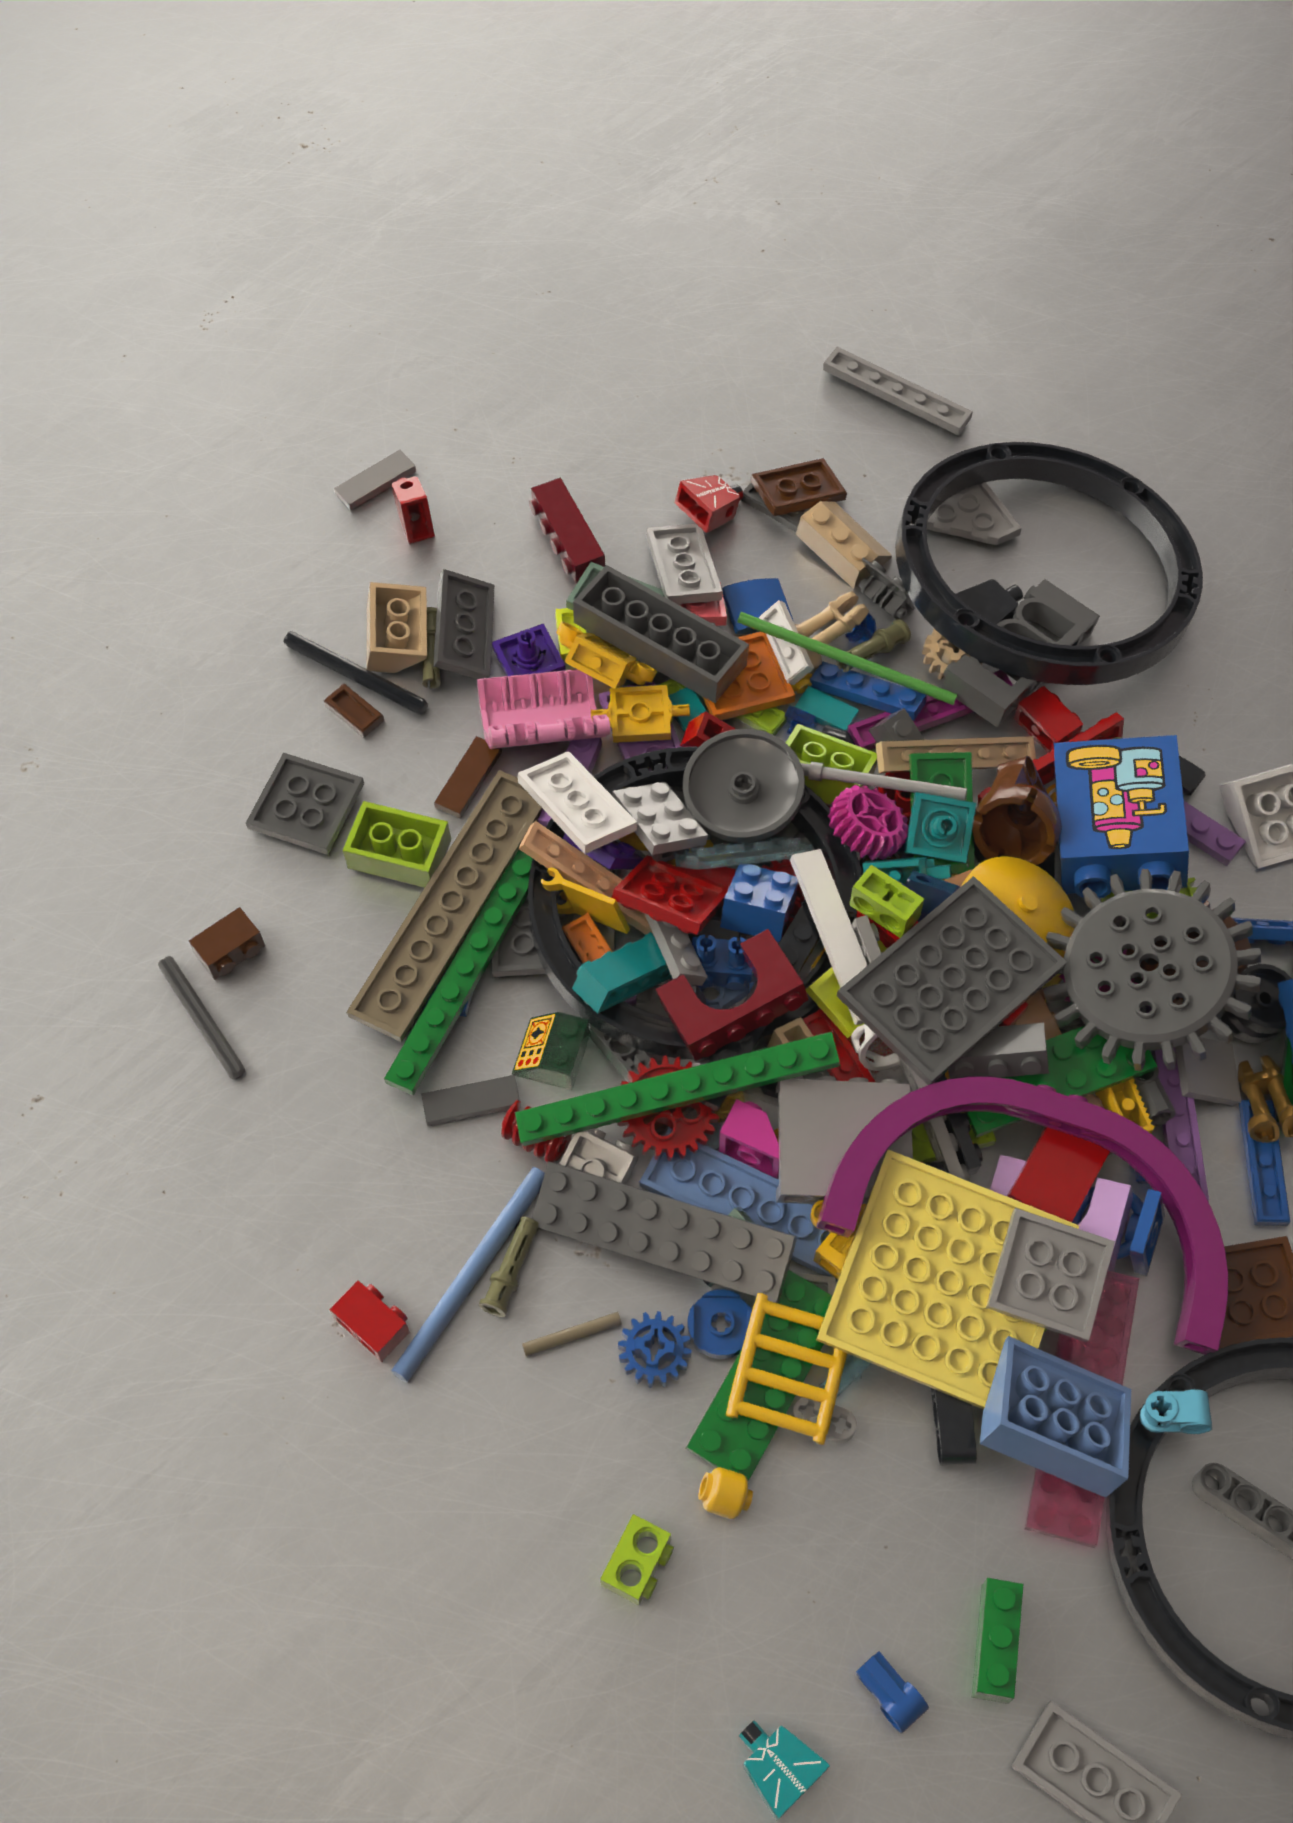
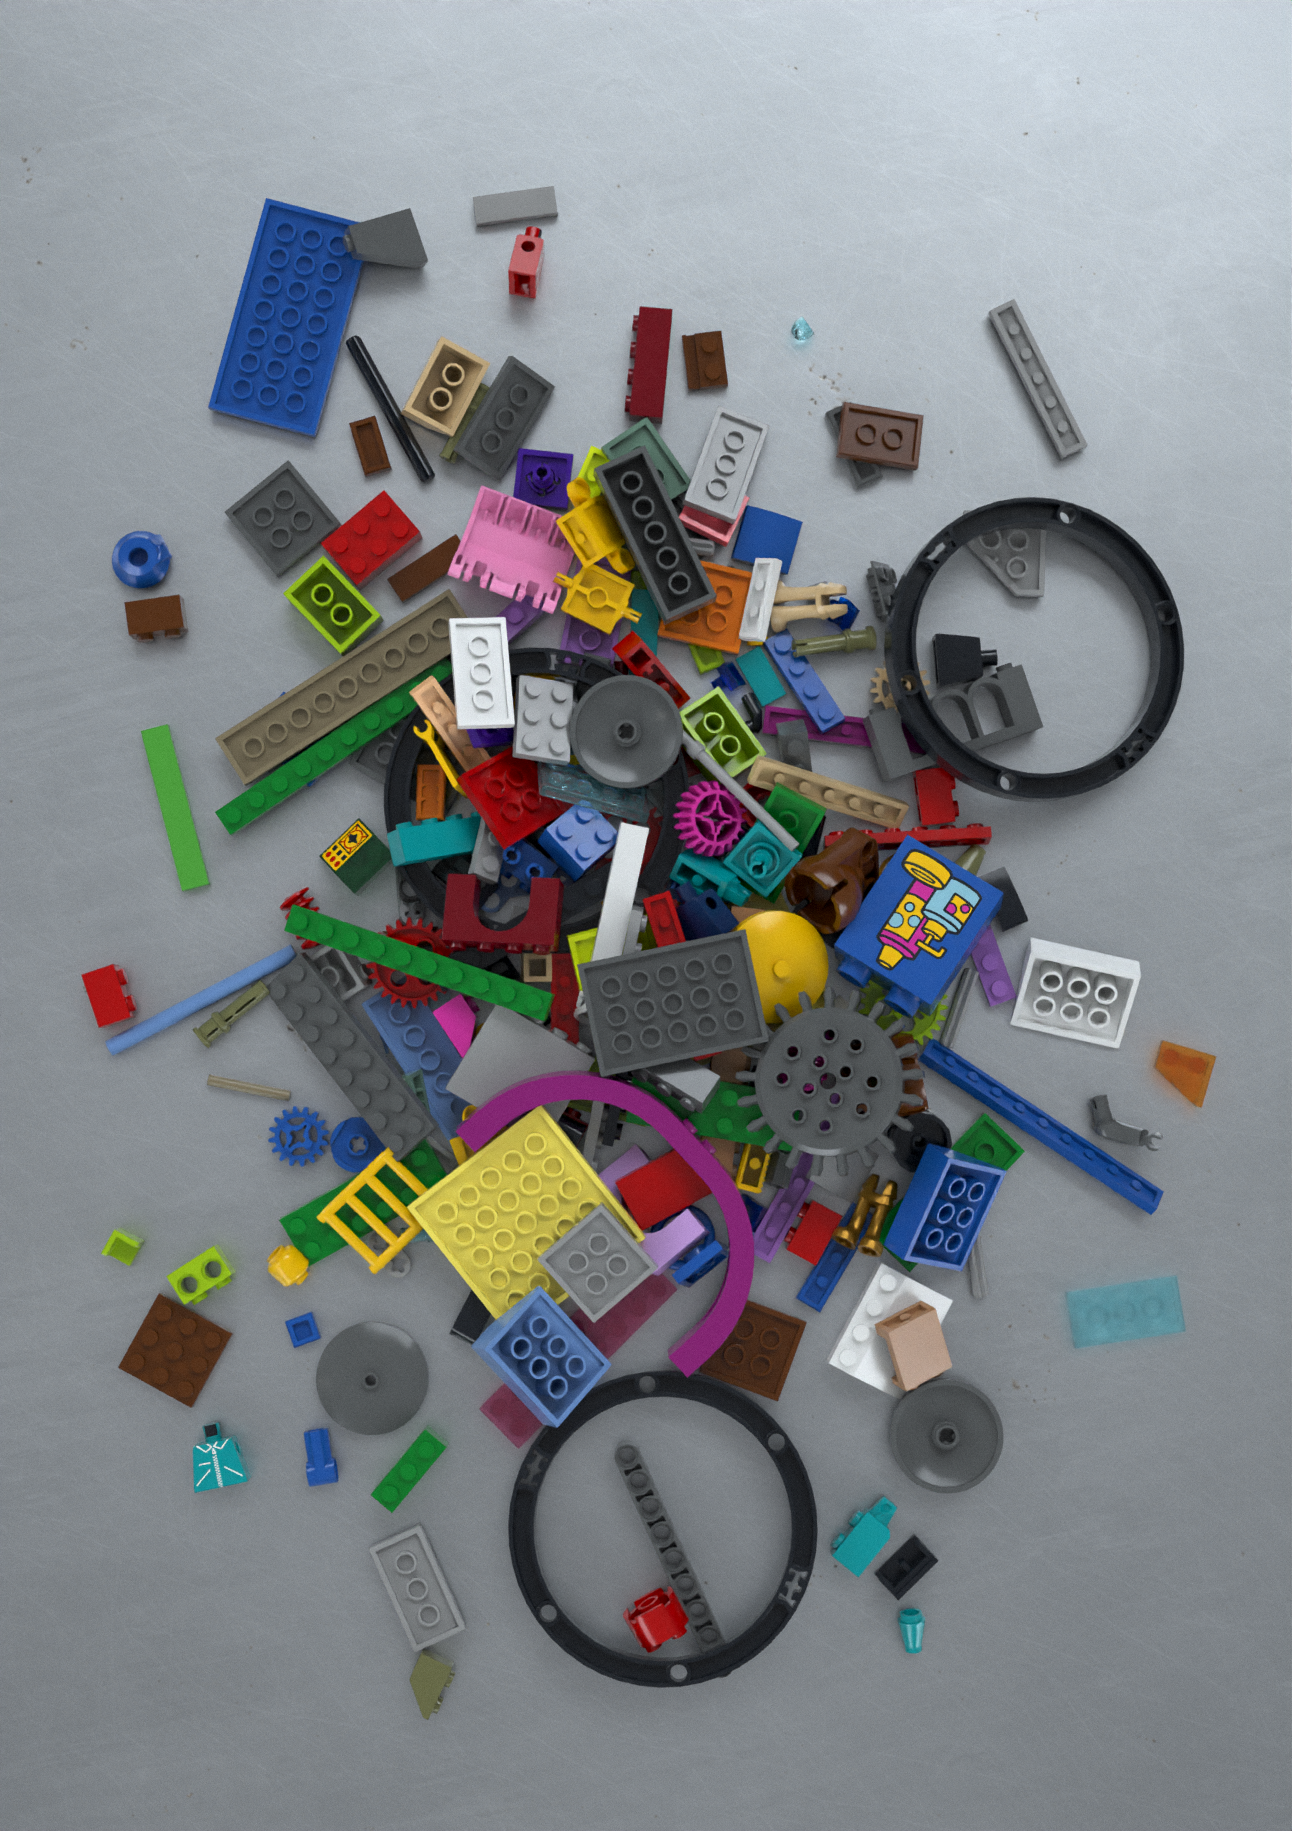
camera: 25 degrees right, 25 degrees up
(184, 903) = (141, 559): none -> blue piece
(201, 1017) = (106, 669): dark grey axle -> none
(221, 650) = (288, 320): none -> blue plate
(278, 545) = (387, 240): none -> dark grey slope
(341, 1106) = (175, 807): none -> bright green tile
(402, 770) = (372, 540): none -> red brick
(469, 1100) = (275, 861): dark grey tile -> none
(531, 1580) = (123, 1246): none -> lime panel
(612, 509) = (705, 361): none -> reddish brown plate
(656, 1668) = (175, 1350): none -> reddish brown plate
(679, 447) = (801, 329): none -> clear light blue hinge
(708, 501) = (790, 409): red torso -> none
(782, 1558) = (303, 1329): none -> blue tile
(840, 541) = (881, 518): tan slope -> none
(847, 658) = (795, 650): bright green piece -> none
(882, 1600) = (377, 1351): none -> dark grey dish
(886, 901) = (662, 912): lime brick -> none
(1182, 1411) = (632, 1405): medium azure piece -> none
(1201, 872) = (959, 1007): none -> light grey axle
(1226, 1147) = (812, 1231): none -> red brick

